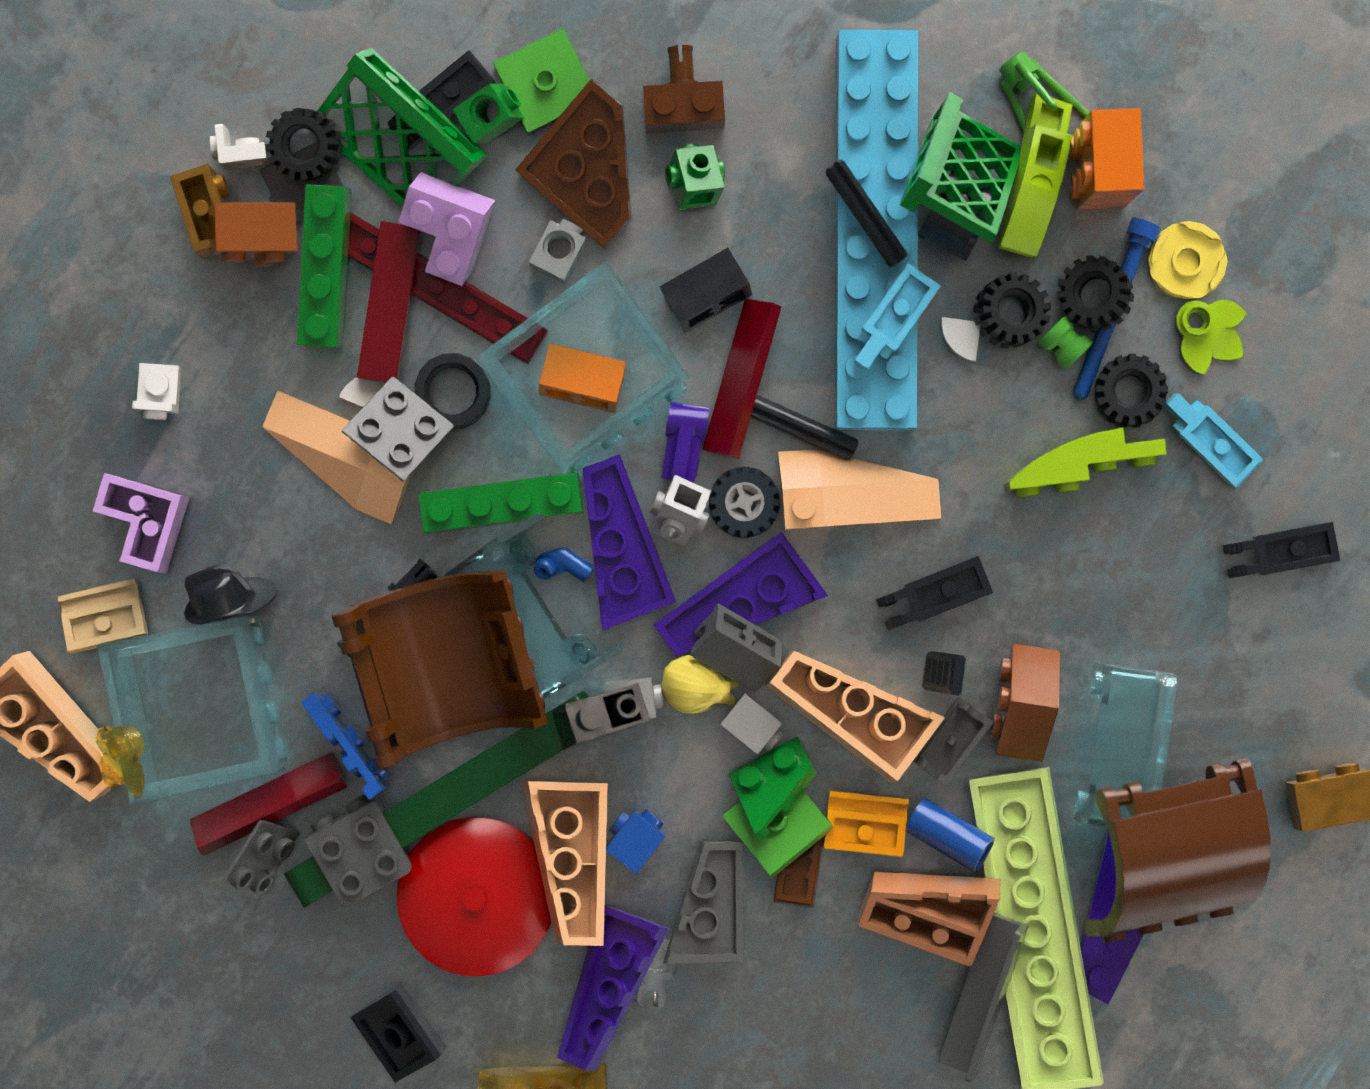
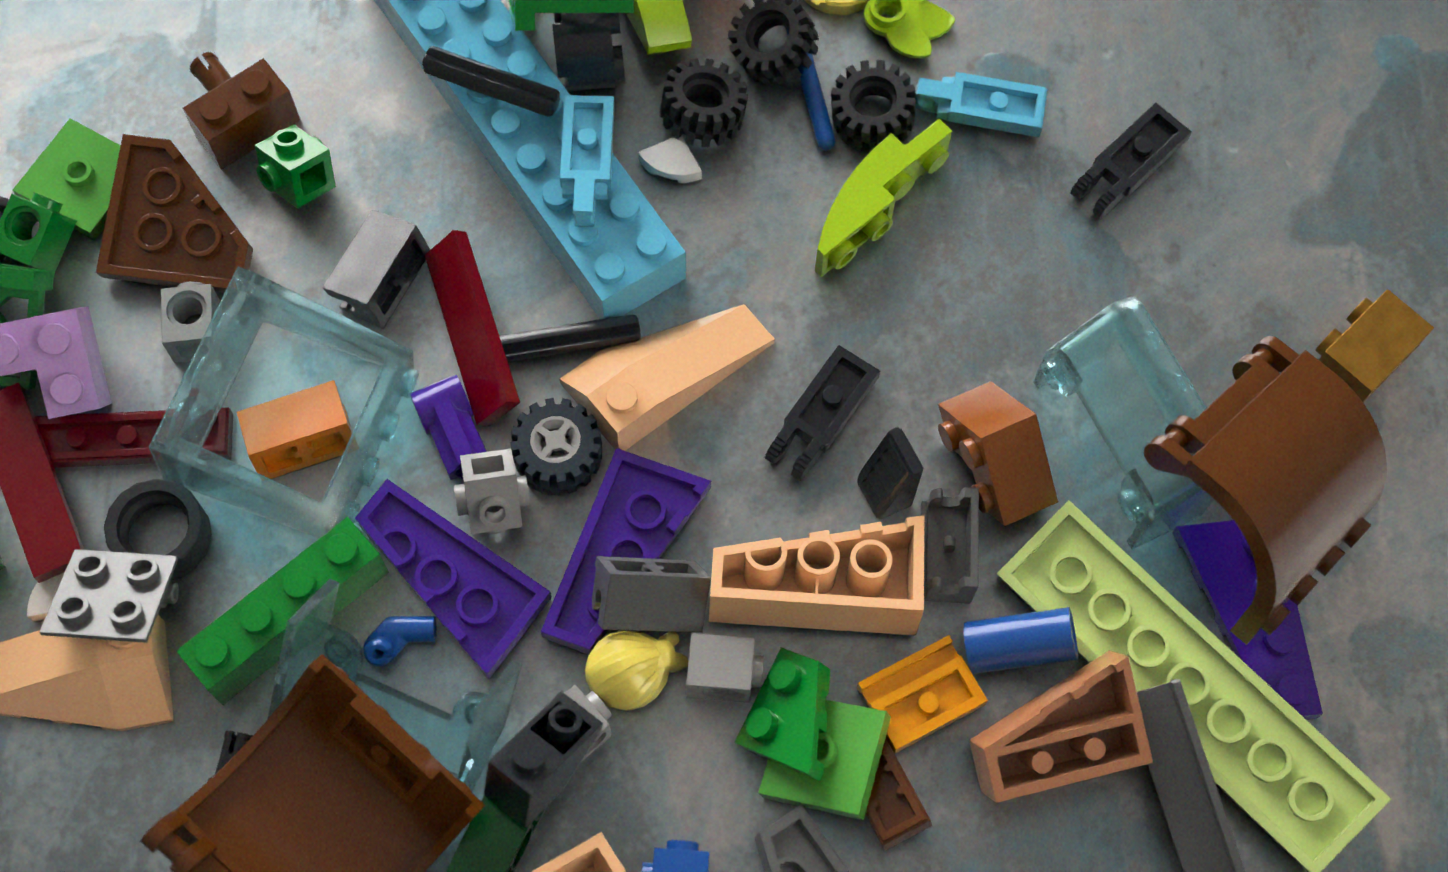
camera: 35 degrees left, 20 degrees down
(1065, 342) = (776, 101): bright green wheel -> none

